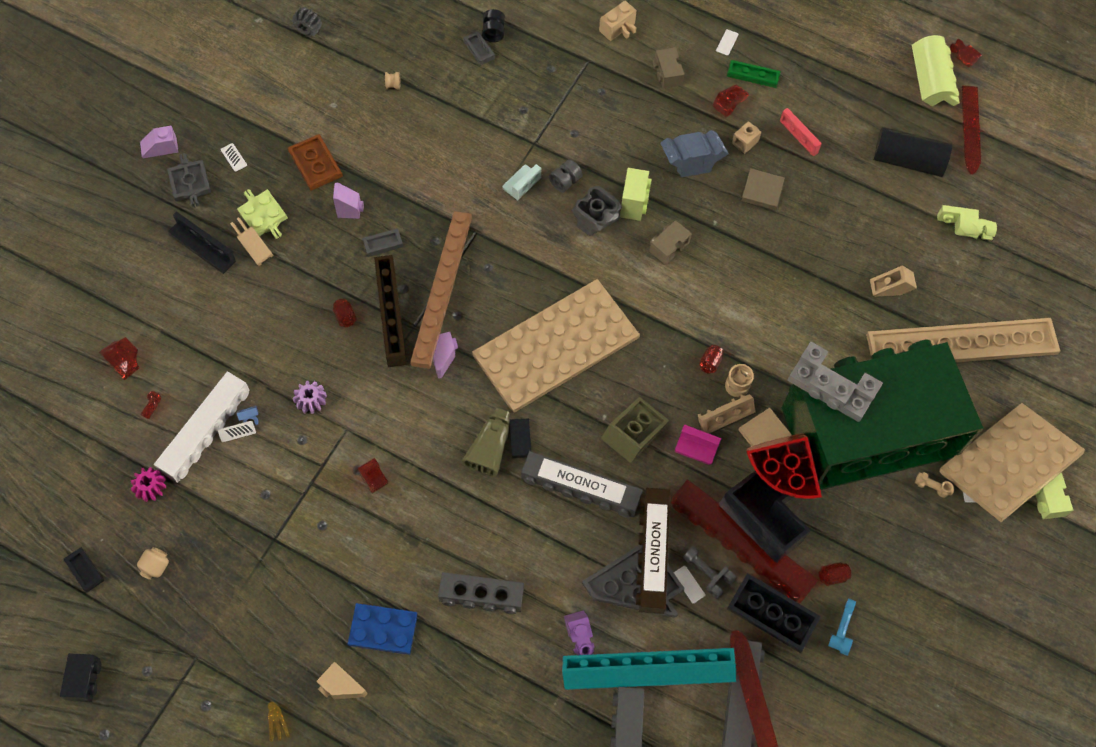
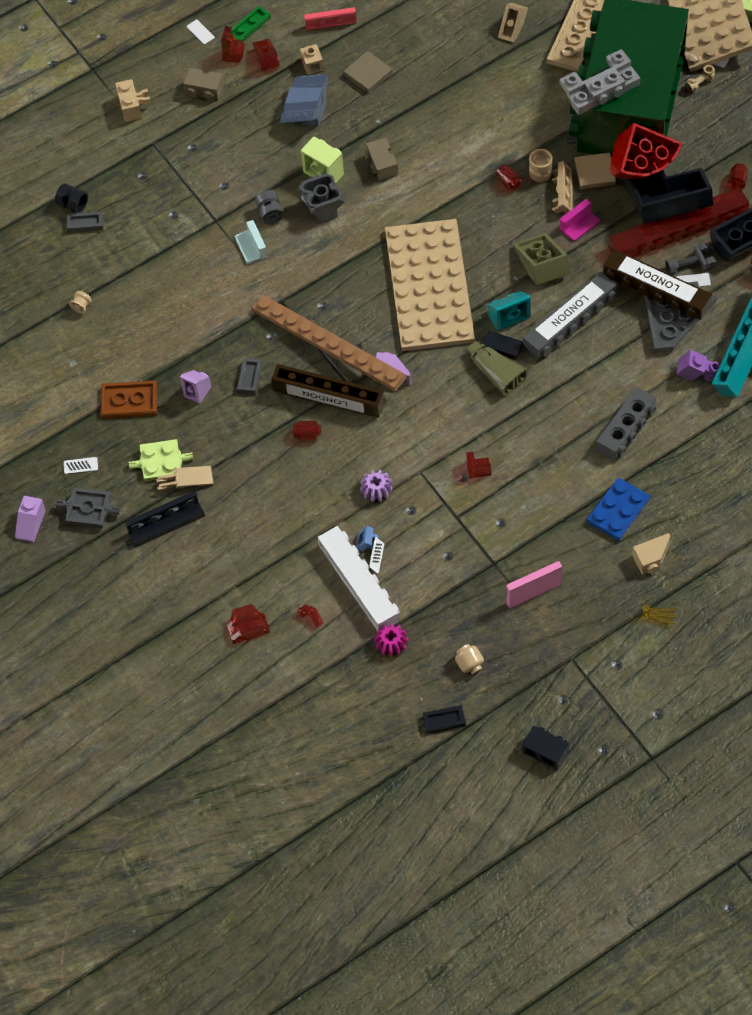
camera: 55 degrees left, 5 degrees down
(252, 585) = (534, 584): none -> bright pink tile
(558, 425) = (510, 310): none -> teal slope
(718, 67) = (231, 48): none -> clear red plate

